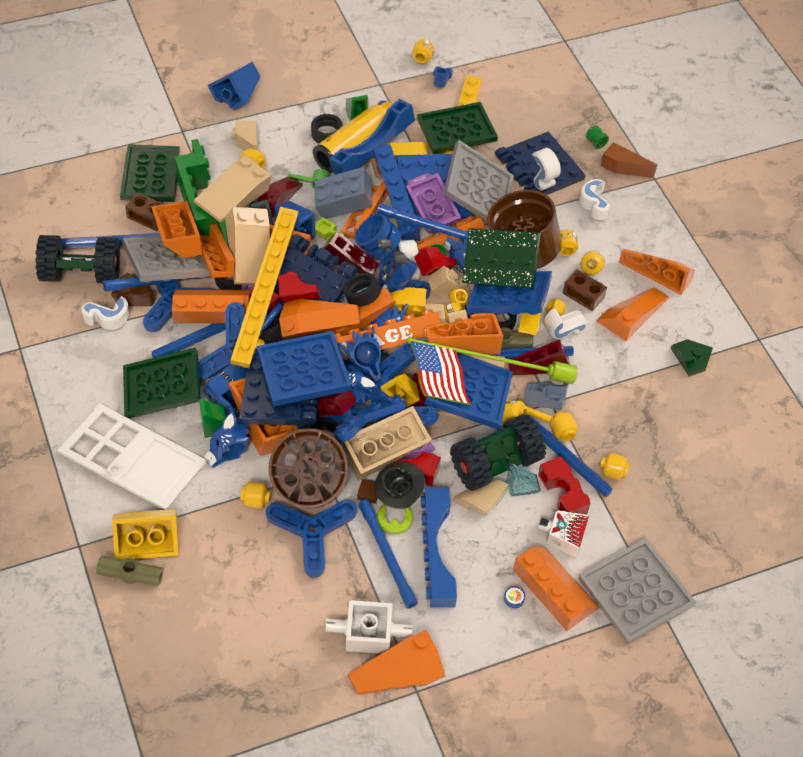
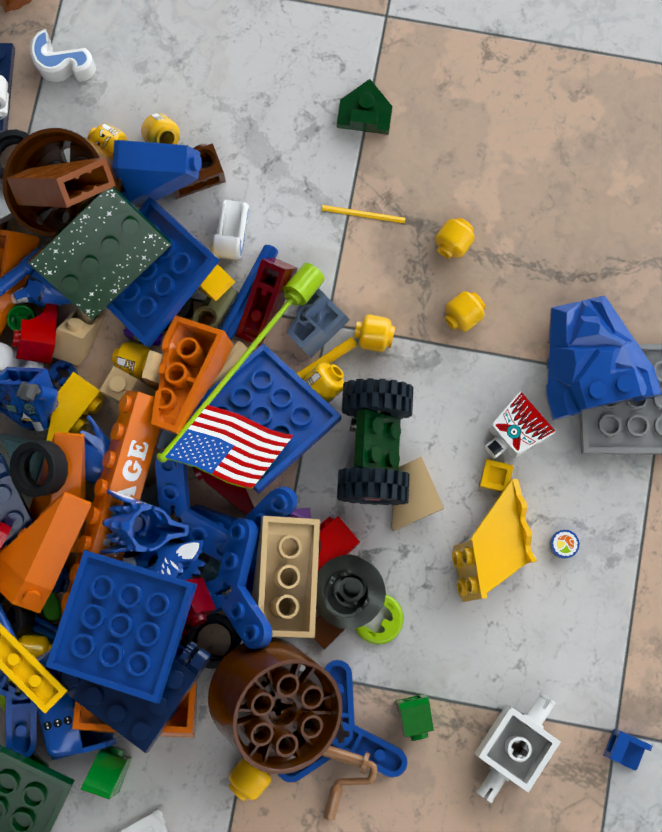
camera: 55 degrees left, 25 degrees up
(230, 435) = (153, 775): blue piece -> none
(303, 545) = (336, 790): none -> medium nougat piece
(351, 559) = (415, 716): none -> green slope
(404, 387) = (218, 508): yellow slope -> none
(404, 589) = (483, 668): blue piece -> none
(405, 664) = (583, 727): orange wedge -> none
(410, 698) = (626, 749): none -> blue panel
(442, 583) = (506, 623): blue arch -> none
(459, 296) = (108, 336): yellow piece -> none
(483, 553) = (496, 547): none -> yellow piece
(521, 481) = (422, 434): clear light blue slope -> none
(523, 212) = (61, 183): none -> dark orange slope
(528, 537) = (495, 475): none -> yellow tile
(554, 587) = (580, 487): orange slope -> none
(558, 304) = (199, 225): yellow piece -> none
(558, 475) = (485, 390): red arch -> none
(567, 262) = (154, 169): none -> blue slope
(573, 461) = (416, 355): blue axle -> none
(631, 314) = (260, 140): orange wedge -> none
(631, 388) = (363, 214): none -> yellow piece
(643, 548) = (594, 360): none -> blue wedge
(654, 438) = (454, 238): none -> yellow head
(661, 270) = (229, 53): orange wedge -> none

